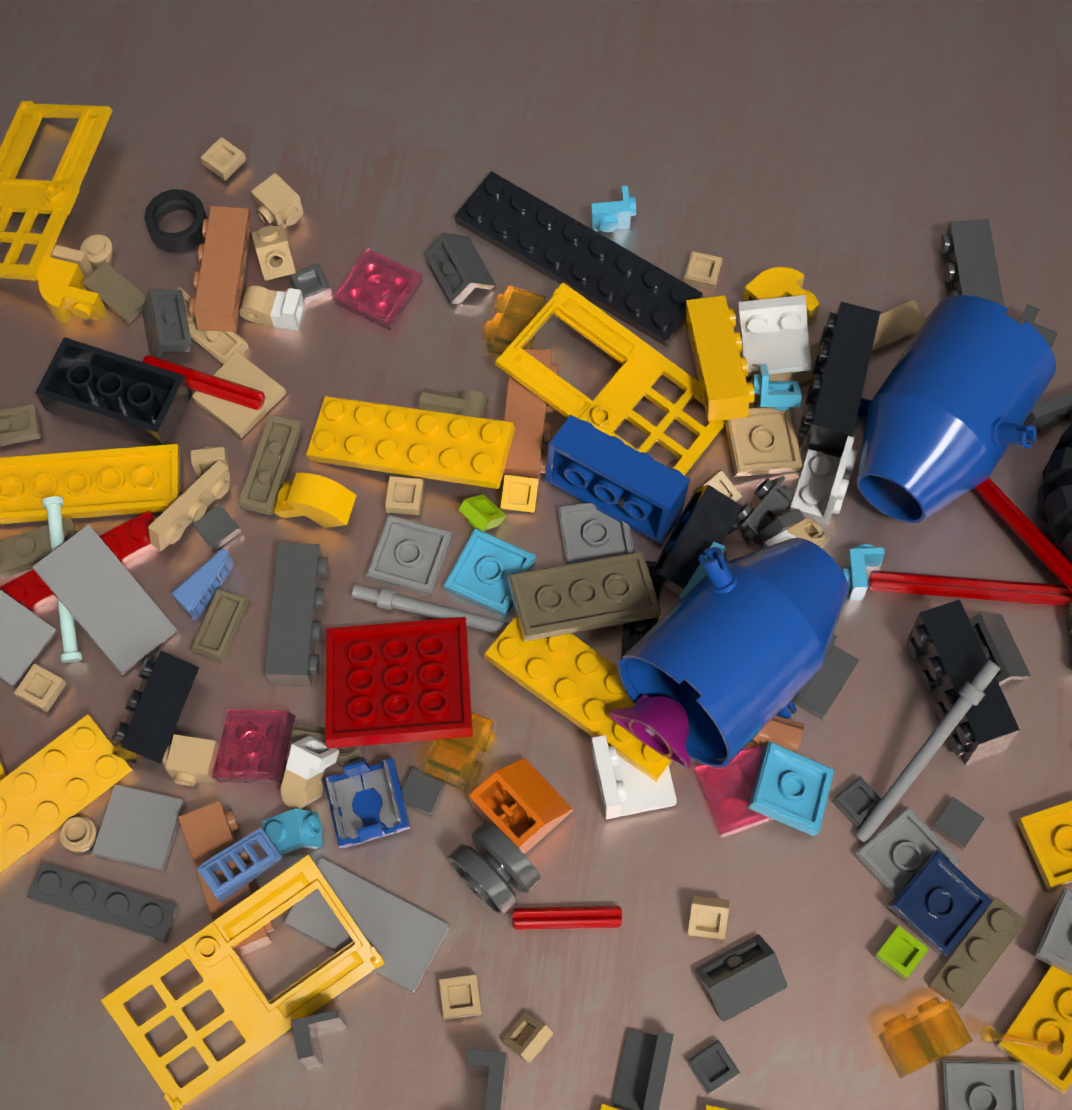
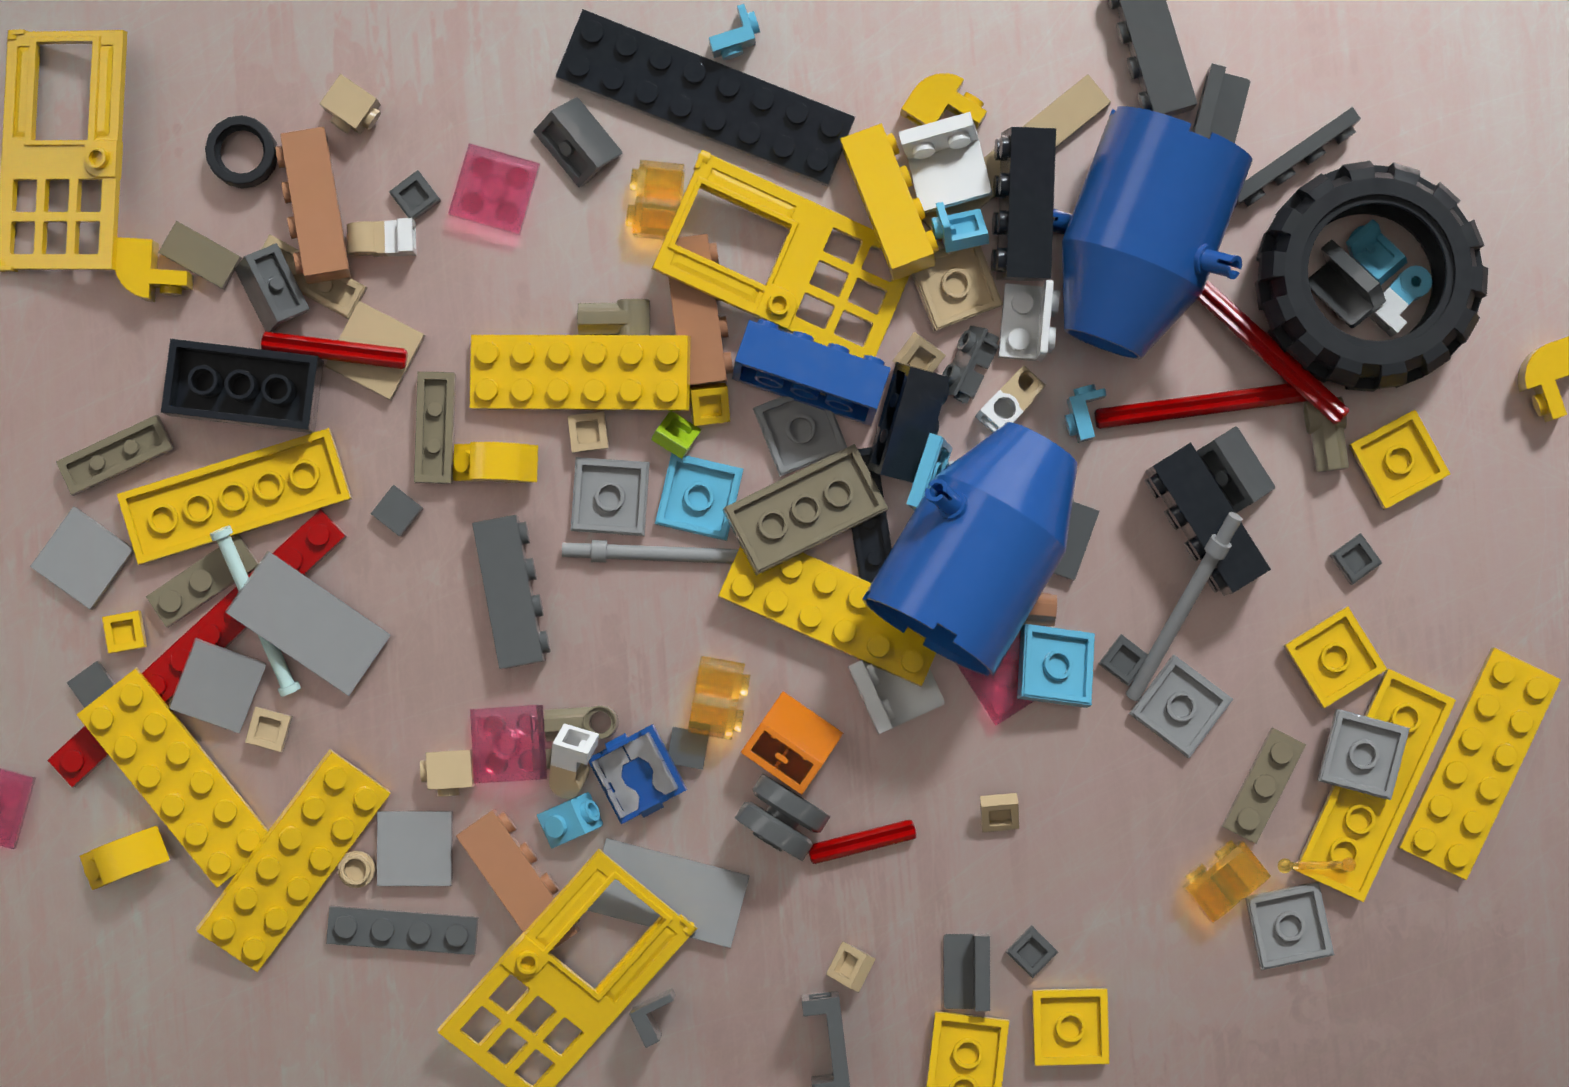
camera: 15 degrees left, 20 degrees up
(74, 256) = (140, 229): tan tile -> none
(98, 249) = (161, 206): tan plate -> none
(154, 710) = (397, 729): black brick -> none
(189, 506) = (366, 499): tan plate -> none
(201, 586) = (400, 589): medium blue slope -> none
(204, 458) = (369, 440): tan plate -> none
(220, 625) = (433, 618): dark tan tile -> none
(220, 861) = (510, 894): medium blue slope -> none
(223, 158) = (270, 58): tan plate -> none
(273, 252) = (366, 173): tan brick -> none
(397, 683) = (637, 646): red plate -> none
(460, 997) = (777, 942): tan plate -> none
(658, 724) = (912, 640): magenta hat -> none
(703, 270) = (849, 84): tan tile -> none
(742, 977) = (1042, 861): dark grey panel -> none
(780, 524) = (993, 383): dark grey tile -> none
(901, 952) = (1191, 803): lime plate -> none
(939, 903) = (1220, 747): dark blue tile -> none
(958, 823) = (1225, 660): dark grey tile -> none

